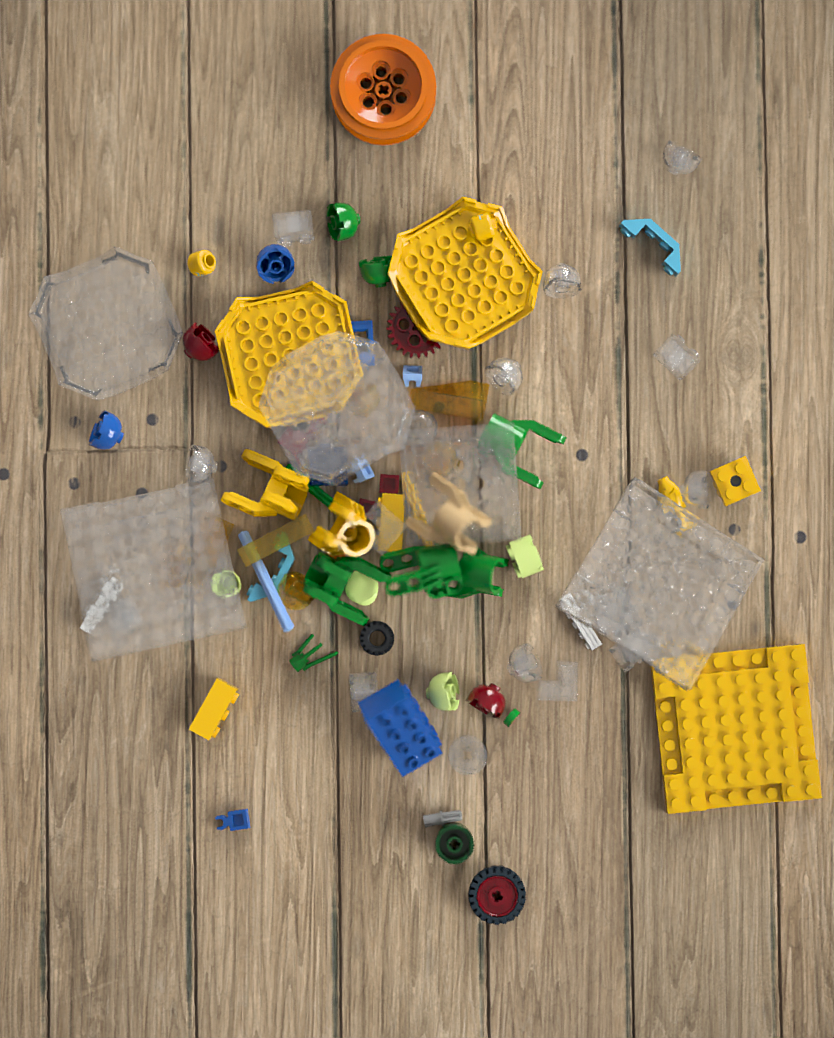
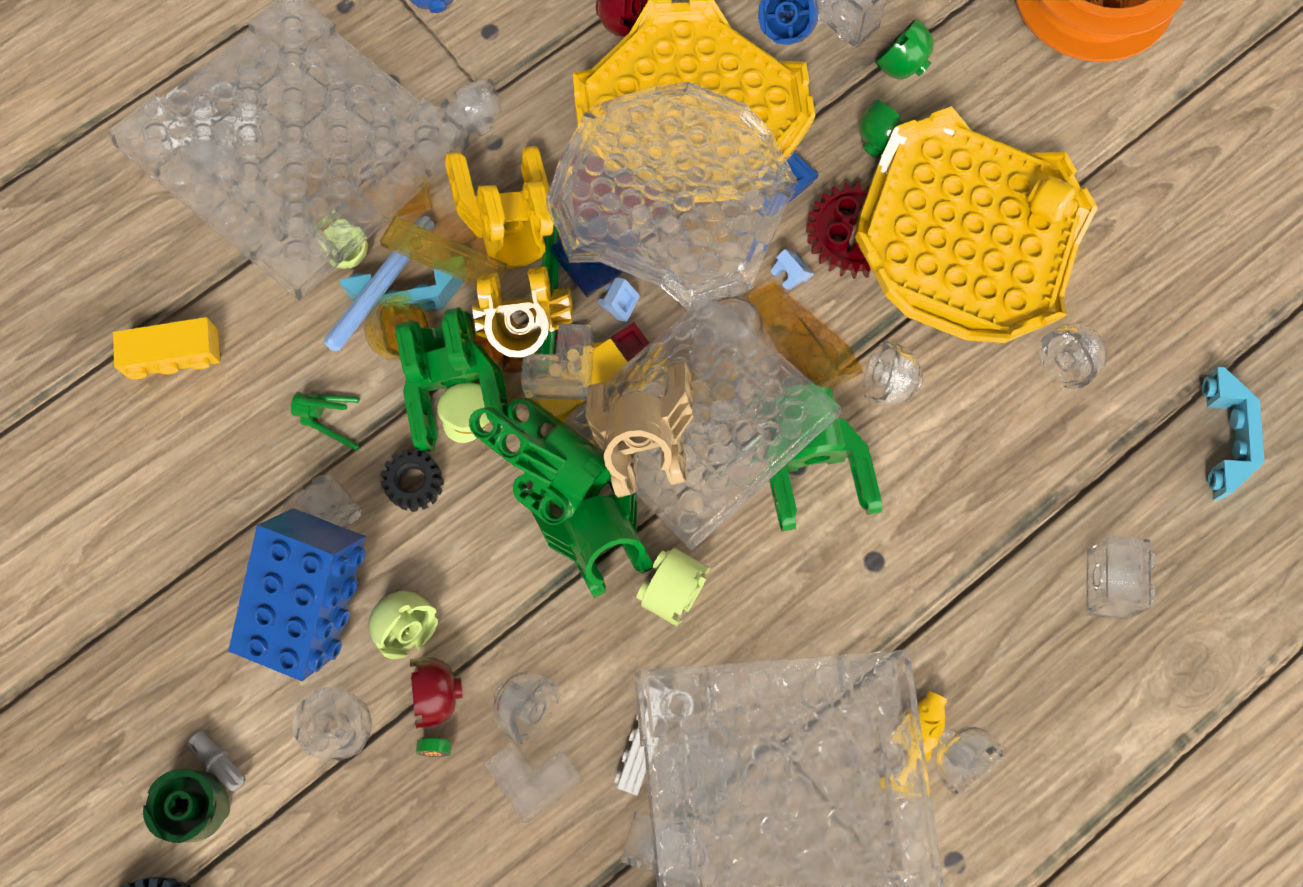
camera: 55 degrees right, 15 degrees down
(236, 820) = (29, 483): blue plate -> none
(734, 481) = (1025, 803): yellow piece -> none

